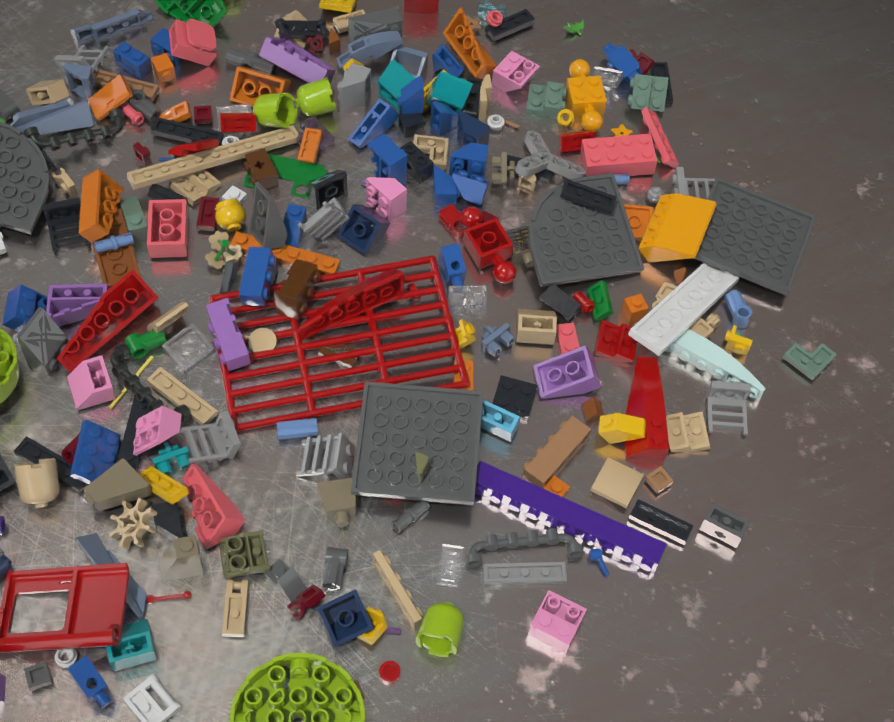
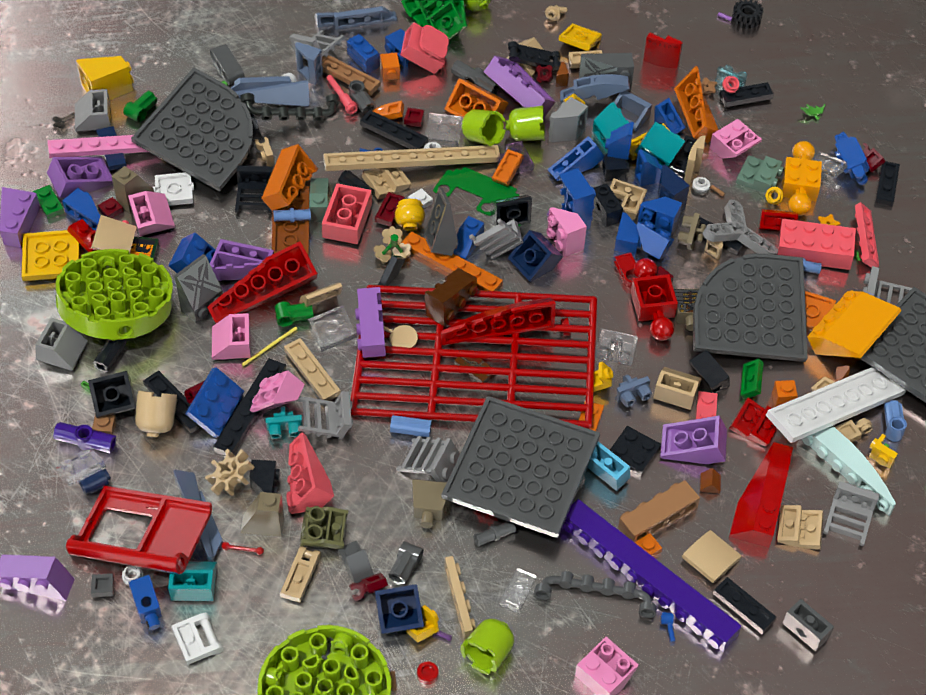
camera: 20 degrees right, 5 degrees down
(47, 92) = (274, 65): tan brick -> none
(110, 97) = (331, 82): orange piece -> none
(115, 486) = (223, 434): dark tan slope -> none
(132, 381) = (268, 344): pearl dark grey bar -> none
(142, 154) = (345, 140): dark red plate -> none
(164, 485) = (267, 444): yellow plate -> none
(193, 147) = (394, 144): red slope -> none
(238, 122) = (444, 130): red plate -> none
(258, 276) = (417, 276): blue wedge -> none
(261, 169) = (453, 179): reddish brown brick -> none
(422, 465) = (517, 486): olive slope -> none
(452, 265) = (611, 309): blue torso -> none
(524, 573) = (589, 618): light grey tile -> none
(587, 305) = (736, 379): red pin -> none
(588, 196) = (768, 273): black plate -> none
(621, 427) = (731, 504): yellow slope -> none
(648, 92) = (868, 188): sand green plate -> none
(654, 194) = (842, 288): light grey plate -> none
(659, 479) = (755, 564): medium nougat plate -> none

